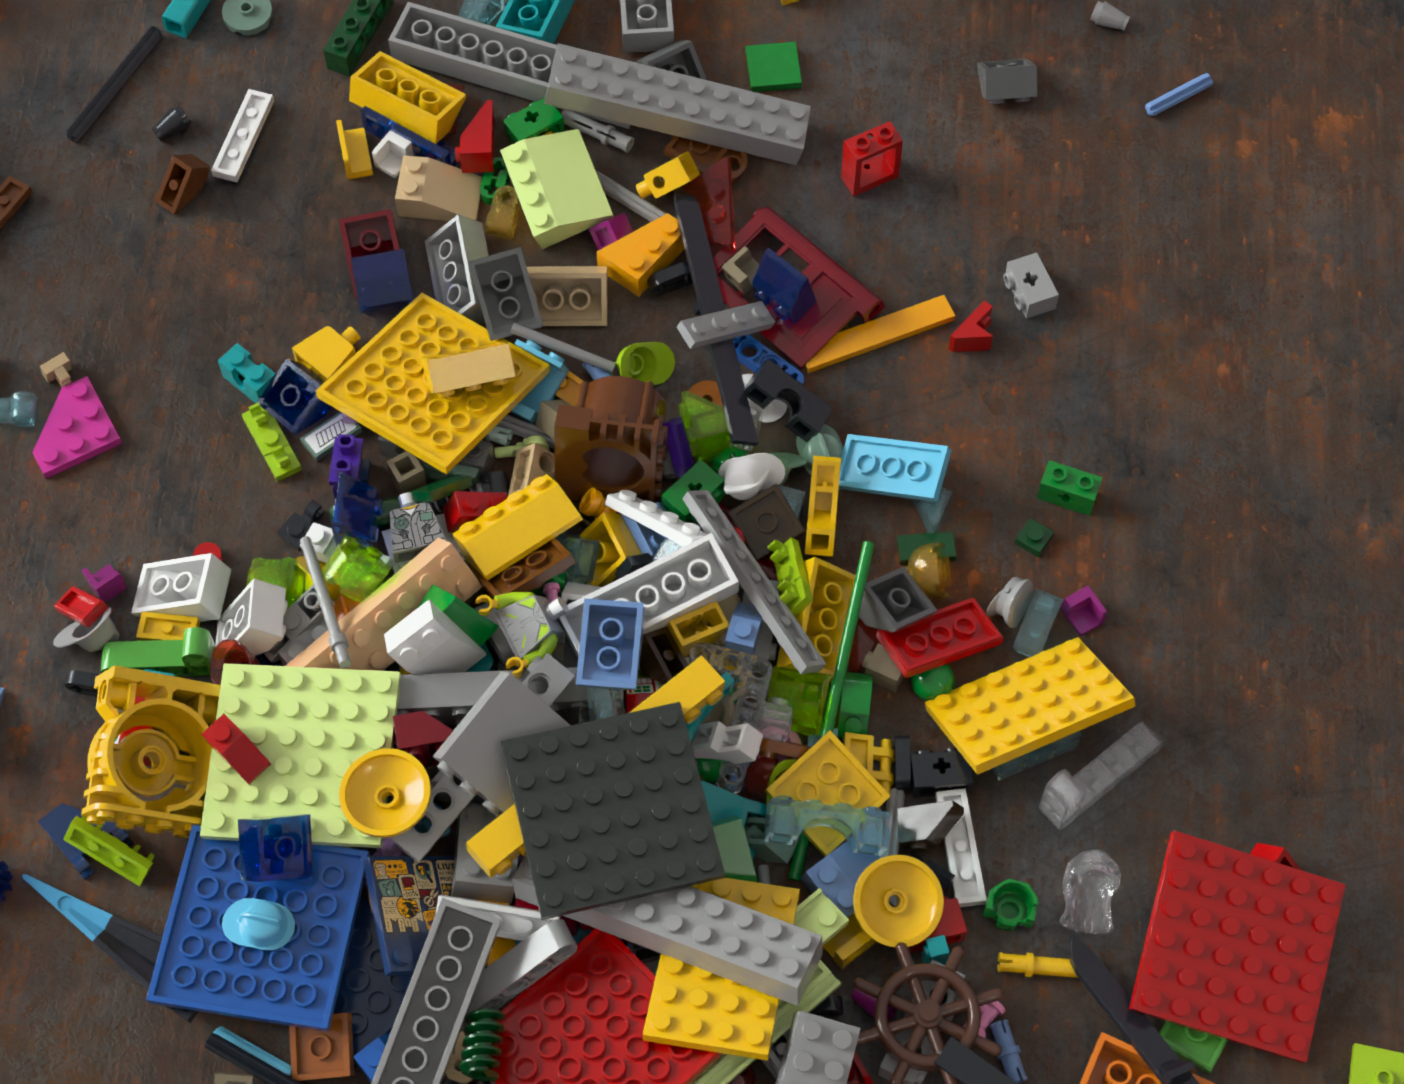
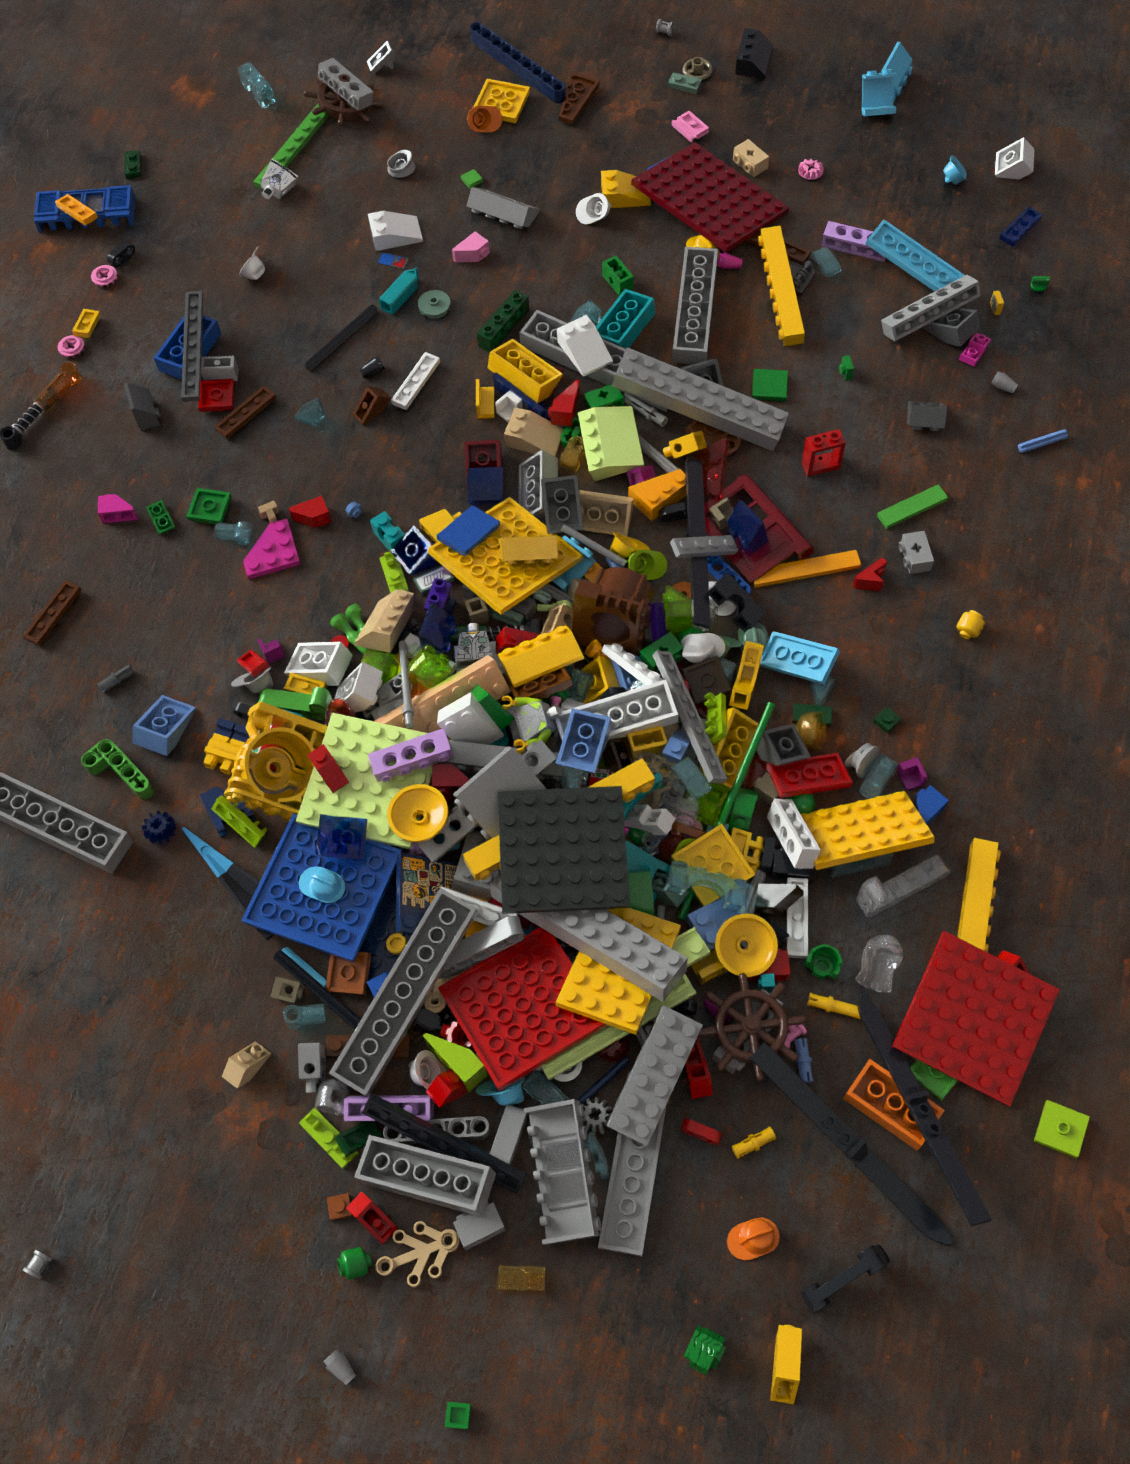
camera: 15 degrees right, 0 degrees up
(66, 739) = (225, 745): none -> yellow hips
(91, 208) = (311, 413): none -> clear light blue slope
(123, 362) = (311, 513): none -> red slope
(187, 347) = (353, 509): none -> medium blue plate
(243, 540) = (340, 623): none -> bright green piece
(274, 511) = (387, 621): none -> tan slope
(364, 693) = (399, 752): none -> lavender brick
(372, 354) = (468, 530): none -> blue tile
(385, 992) = (396, 943): none -> yellow tile
(441, 488) = (496, 624): dark green tile -> none
(479, 1044) = (448, 988): dark green piece -> none
(490, 48) = (583, 345): none -> white slope
(610, 340) = (625, 546): none -> yellow piece
(774, 670) = (692, 778): none -> clear light blue slope
(880, 26) = (846, 368): none -> green plate
(934, 727) = (793, 833): none -> white brick
(1012, 218) = (912, 506): none -> bright green tile
(1069, 487) = (917, 690): green brick -> none
(1117, 649) = (930, 803): none -> blue slope
(1126, 380) = (970, 624): none -> yellow head
(1208, 766) = (979, 892): none -> yellow brick

